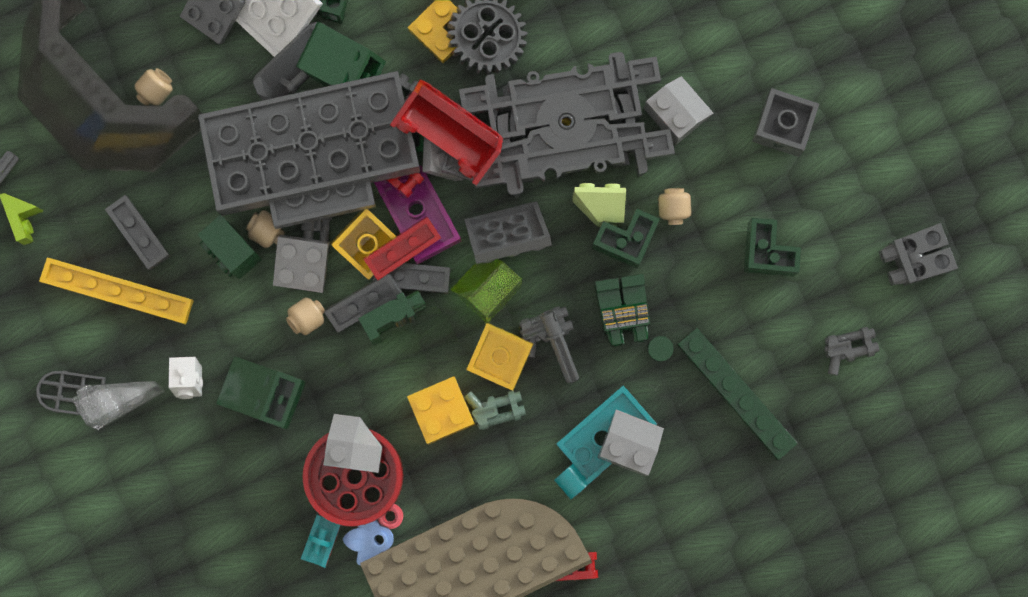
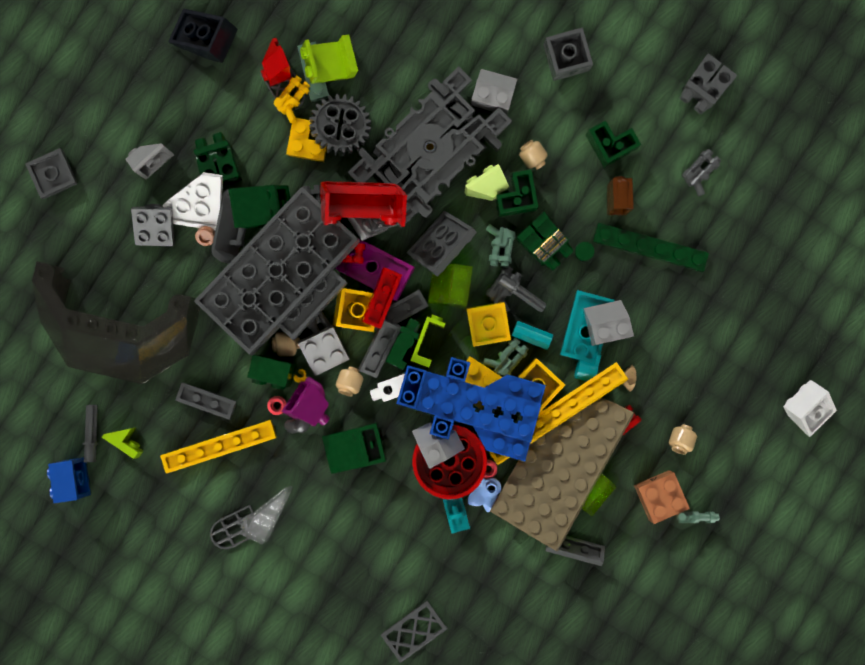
camera: 30 degrees left, 5 degrees up
(153, 87) = (151, 302): tan head -> none
(185, 377) = (301, 471): white head -> none
(202, 286) = (271, 402): none -> coral plate
(240, 309) = (306, 405): none -> magenta torso
(260, 56) = (205, 236): none -> nougat tile
(350, 355) = (383, 391): none -> white torso
(395, 336) = (435, 320): none -> lime panel
(401, 410) = (453, 400): none -> blue piece
(506, 459) = (541, 374): none -> yellow brick
(507, 505) = (574, 403): none -> yellow plate
(539, 401) = (532, 335): none -> teal axle
(579, 275) = (503, 239): none -> sand green piece
(615, 522) = (630, 372): none -> tan tile
(738, 313) = (619, 196): none -> reddish brown torso

